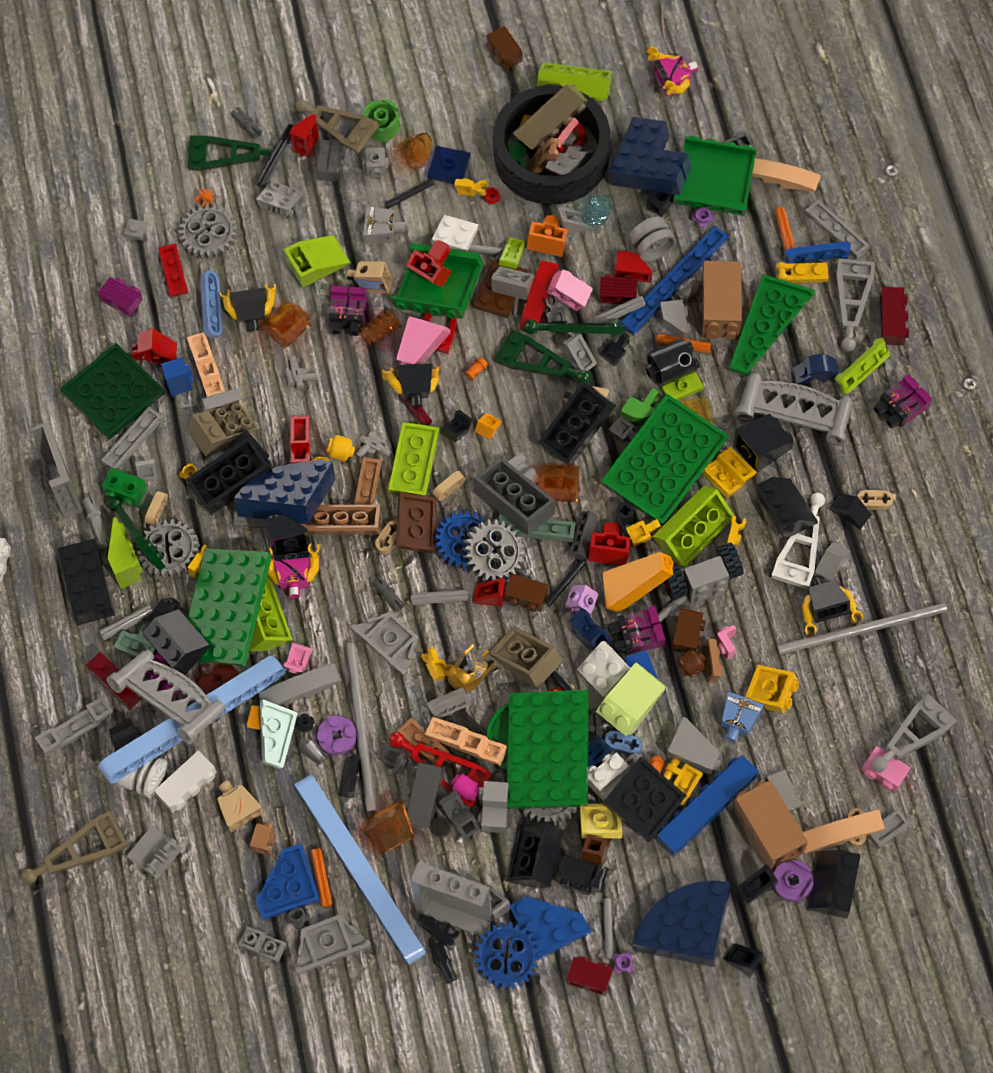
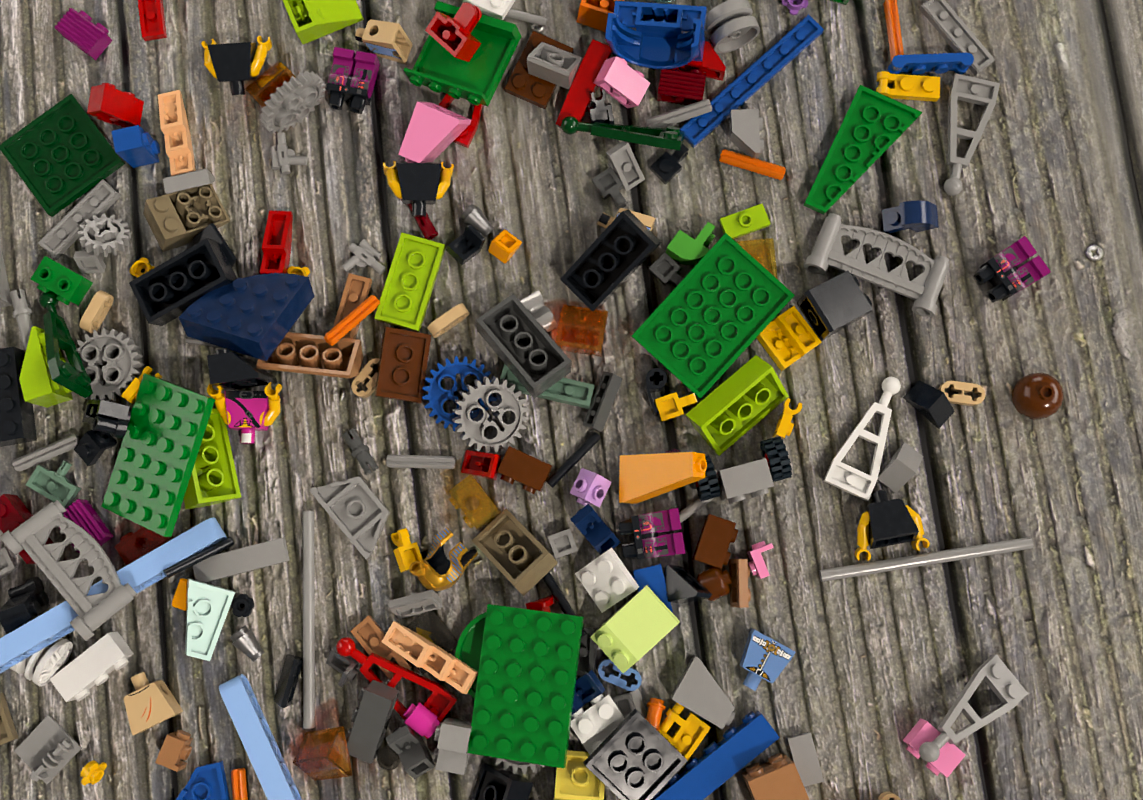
camera: 10 degrees right, 15 degrees up
(157, 447) = (104, 235): none -> light grey gear
(177, 640) = (96, 490): black slope -> none
(178, 582) = (107, 417): none -> black hinge
(195, 864) = (92, 772): none -> yellow plate
(211, 304) = (190, 55): medium blue plate -> none
(267, 684) = (198, 557): none -> black bar
(298, 658) = (242, 524): bright pink bracket -> none
(304, 329) = (292, 102): none -> light grey gear
(339, 746) = (265, 625): medium lavender plate -> none
(340, 448) = (323, 258): yellow head -> none
(371, 490) = (351, 320): none -> orange axle
(379, 327) = (388, 107): clear orange piece -> none
(462, 404) = (476, 218): none -> flat silver cone
(479, 365) = (498, 171): orange pin -> none
(485, 612) = (463, 492): none -> clear yellow brick
(512, 253) = (559, 26): lime plate -> none
(515, 344) = (546, 148): dark green plate -> none
(564, 646) = (562, 543): none -> light grey plate
(595, 250) = (659, 34): none -> blue piece
(609, 546) = (631, 421): red brick -> none
(667, 667) = (682, 586): none -> black slope
(671, 362) = (735, 190): black cylinder -> none
(688, 289) = (766, 95): flat silver brick -> none
(721, 299) = (806, 113): medium nougat brick -> none
(772, 688) = (807, 627): yellow plate -> none
(785, 506) = (852, 393): black slope -> none
(863, 366) = (968, 219): lime plate -> none
(894, 315) = (1014, 155): dark red brick -> none
(936, 495) = (1037, 395): none -> reddish brown cylinder

